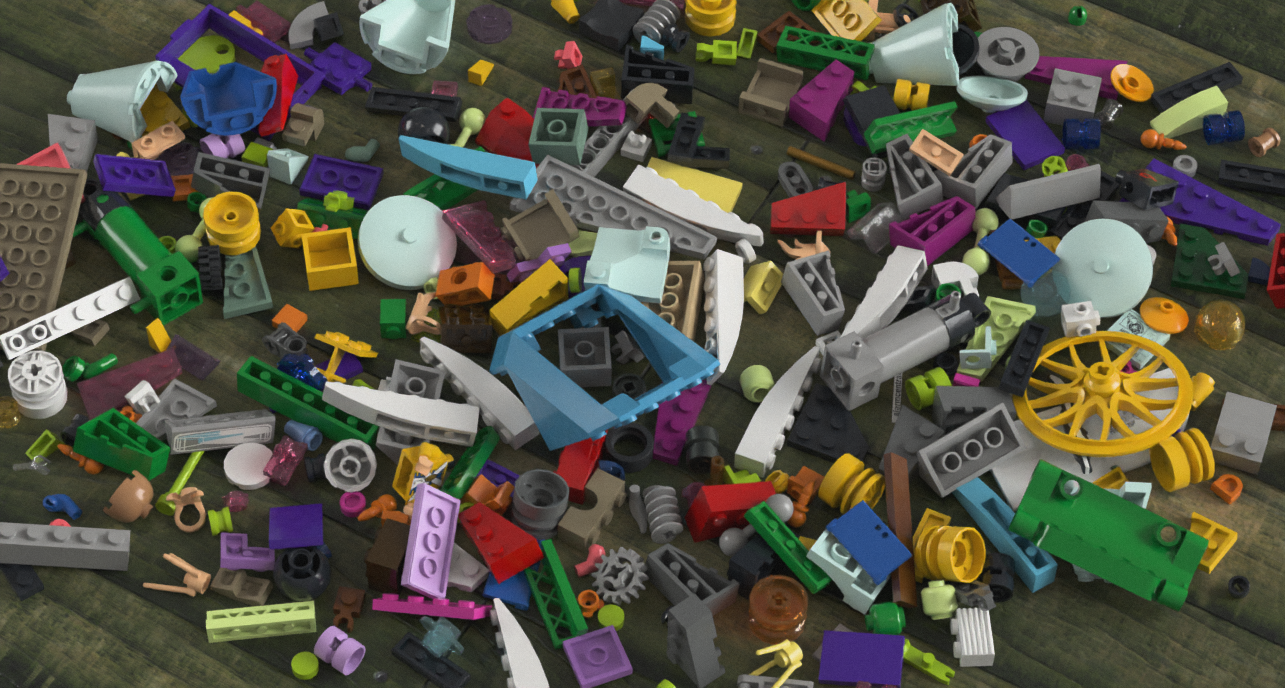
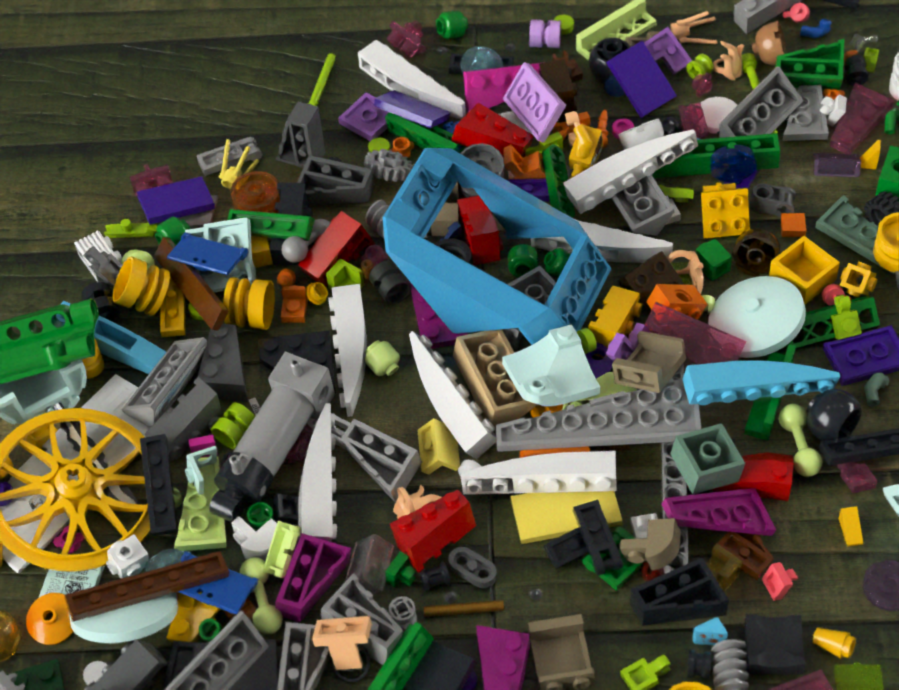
camera: 155 degrees right, 0 degrees up
(349, 300) = (755, 251): none -> dark brown cylinder
(551, 629) = (412, 109): none -> dark purple tile
(942, 249) = (281, 549): none -> yellowish green hinge
(1076, 255) = (146, 586): none -> reddish brown tile

